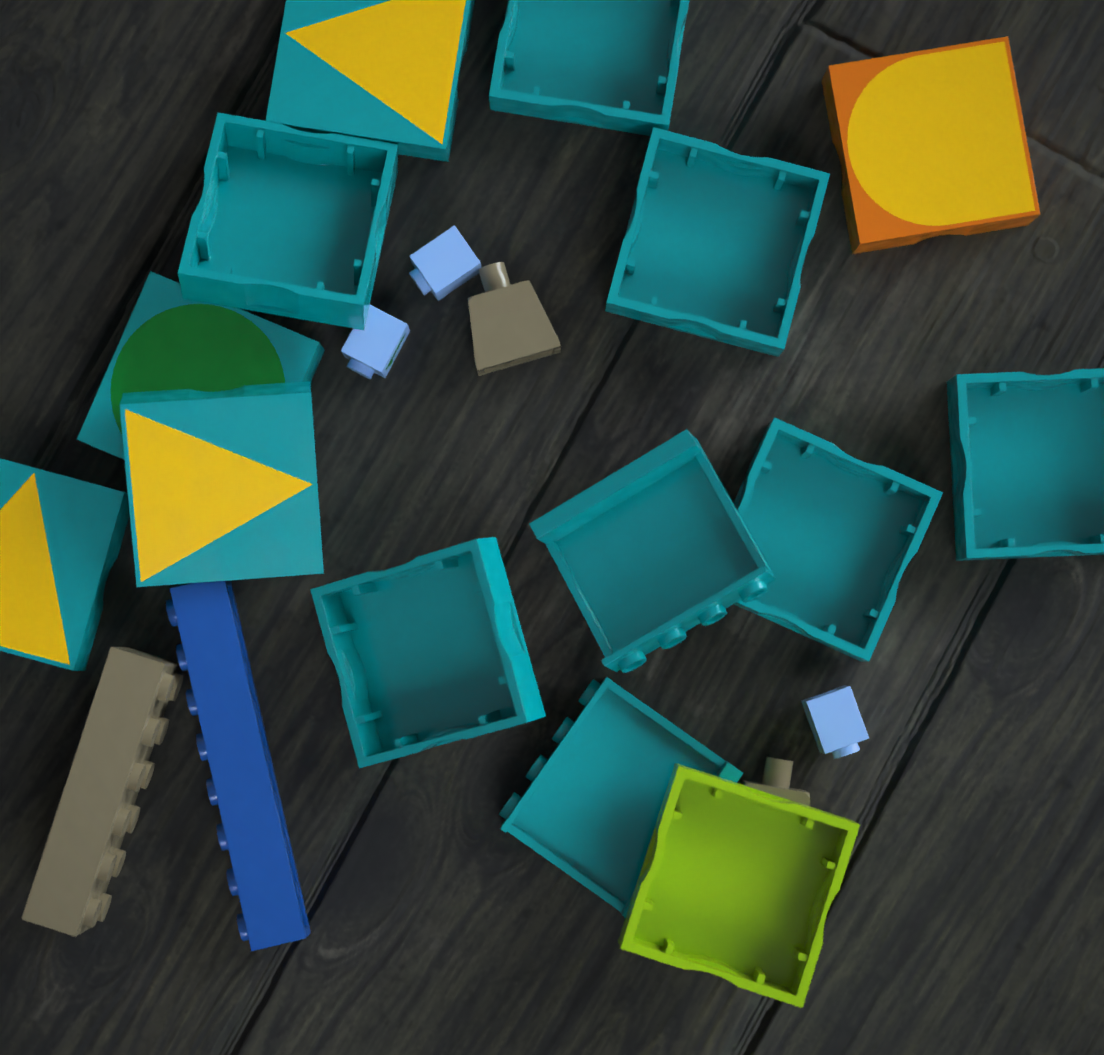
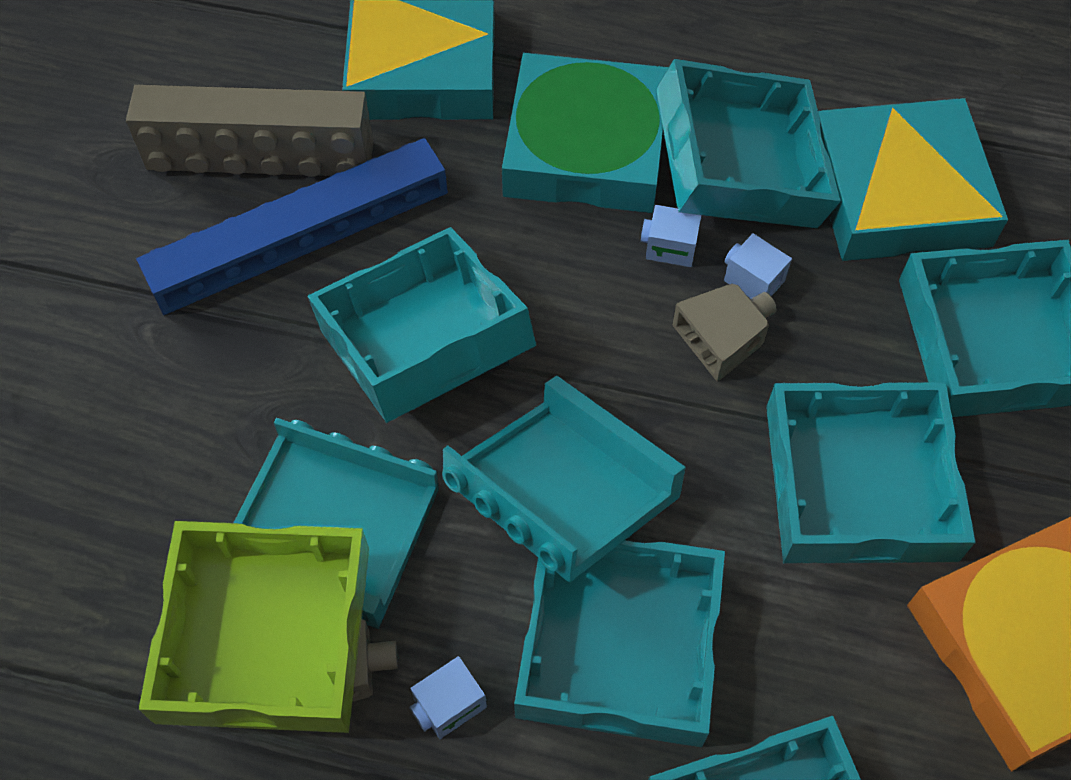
camera: 75 degrees right, 25 degrees down
(222, 483) = (518, 145): tile -> none

